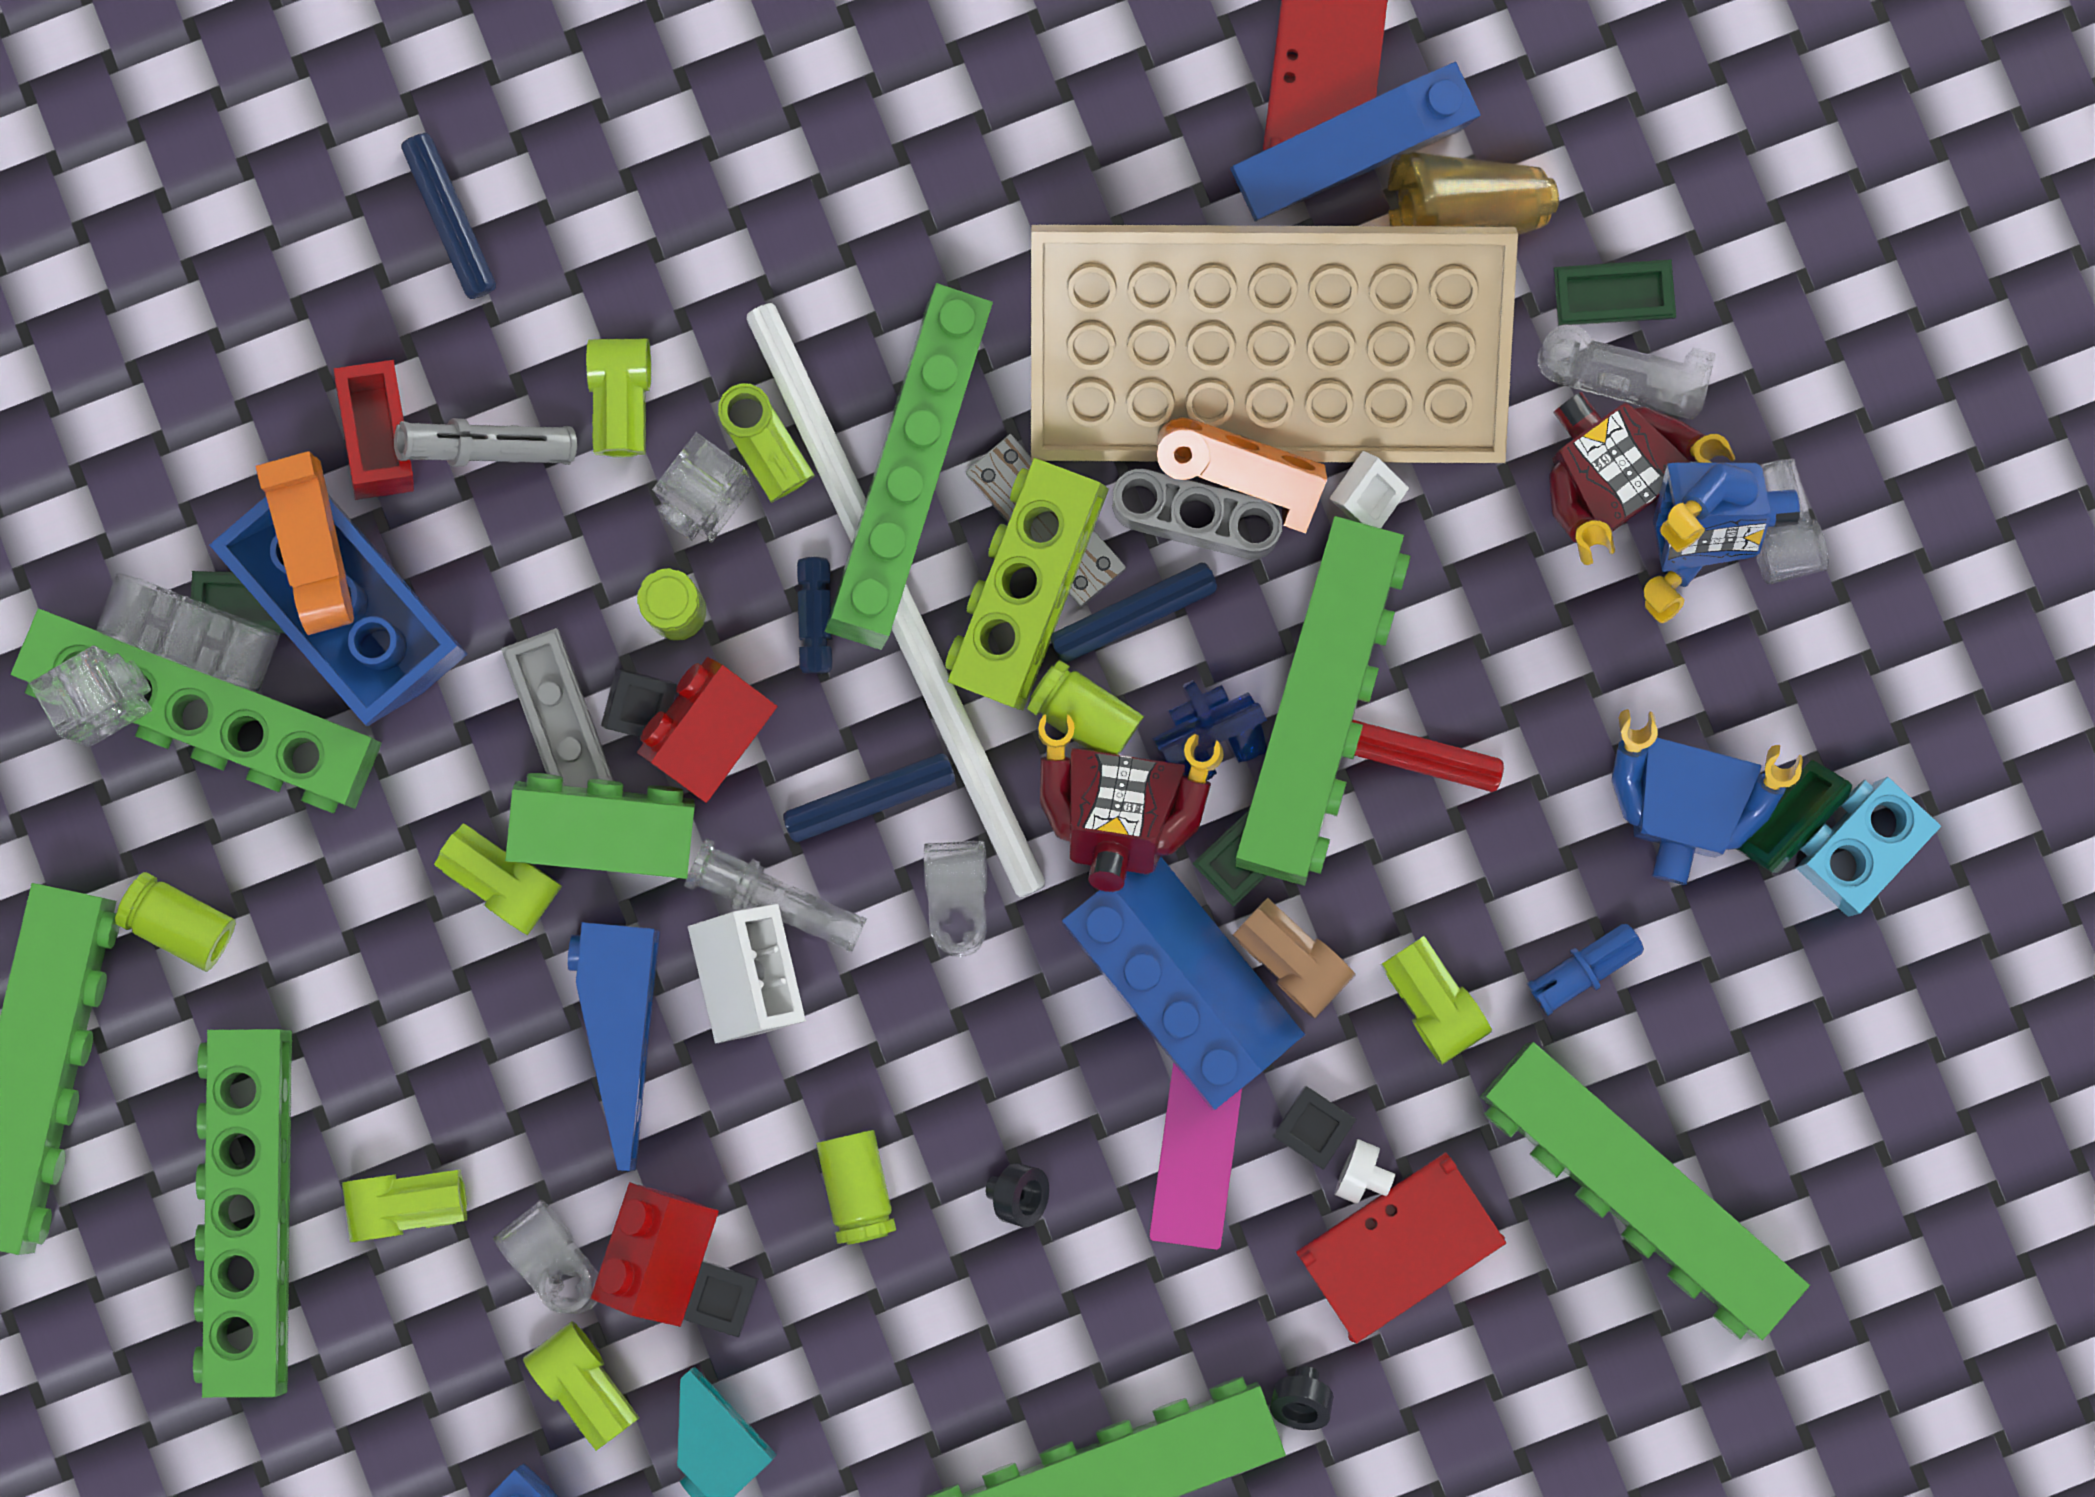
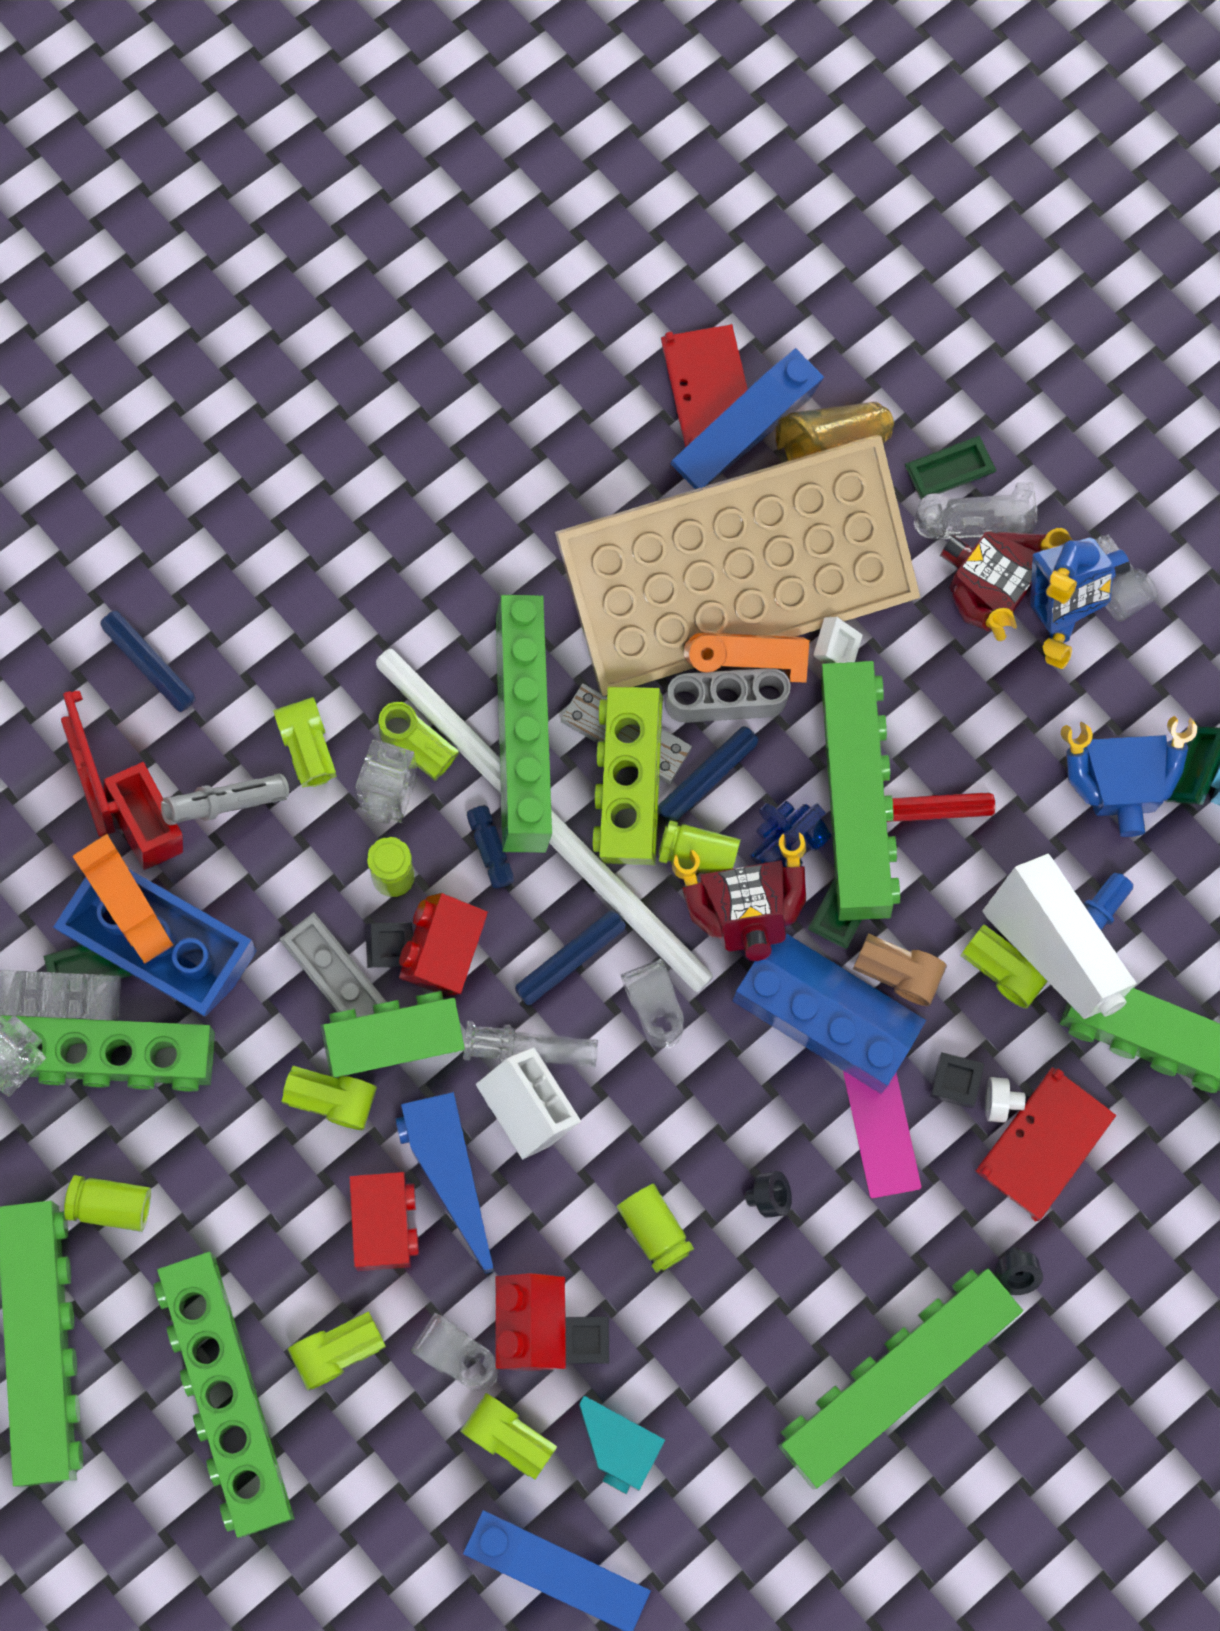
camera: 25 degrees left, 10 degrees down
(321, 331) = (86, 767): none -> red door
(512, 1062) = (381, 1221): none -> red brick
(1510, 995) = (1059, 937): none -> white slope

